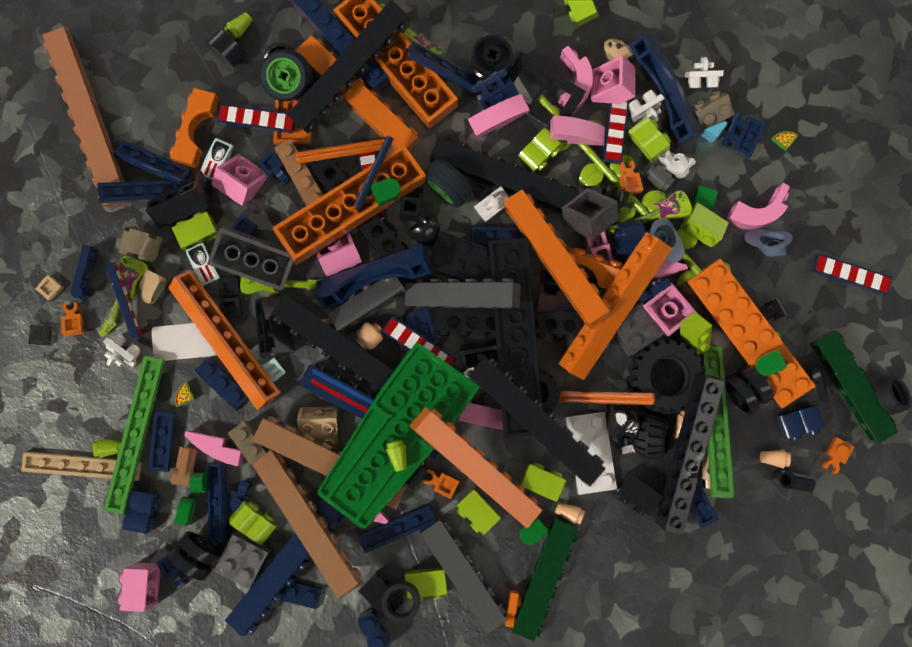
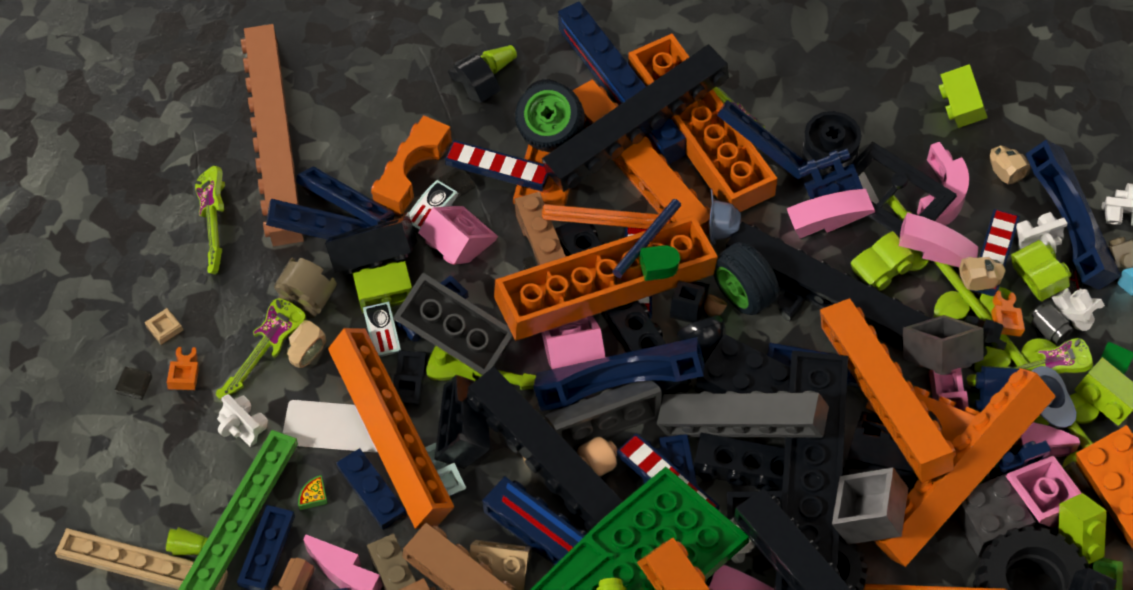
camera: 15 degrees right, 25 degrees down
(51, 172) = (208, 190): none -> lime piece
(84, 272) = (218, 312): dark blue plate -> none
(123, 299) = (264, 350): dark blue tile -> none
(272, 166) = (507, 225): dark blue plate -> none
(424, 137) = (723, 221): none -> sand blue piece
(429, 203) = (714, 305): none -> medium nougat hinge
(491, 204) = (802, 318): white hips -> none
(557, 351) = (870, 506): none -> flat silver piece
(609, 151) = (981, 273): none -> tan rock
(613, 81) = (998, 194): bright pink slope -> none

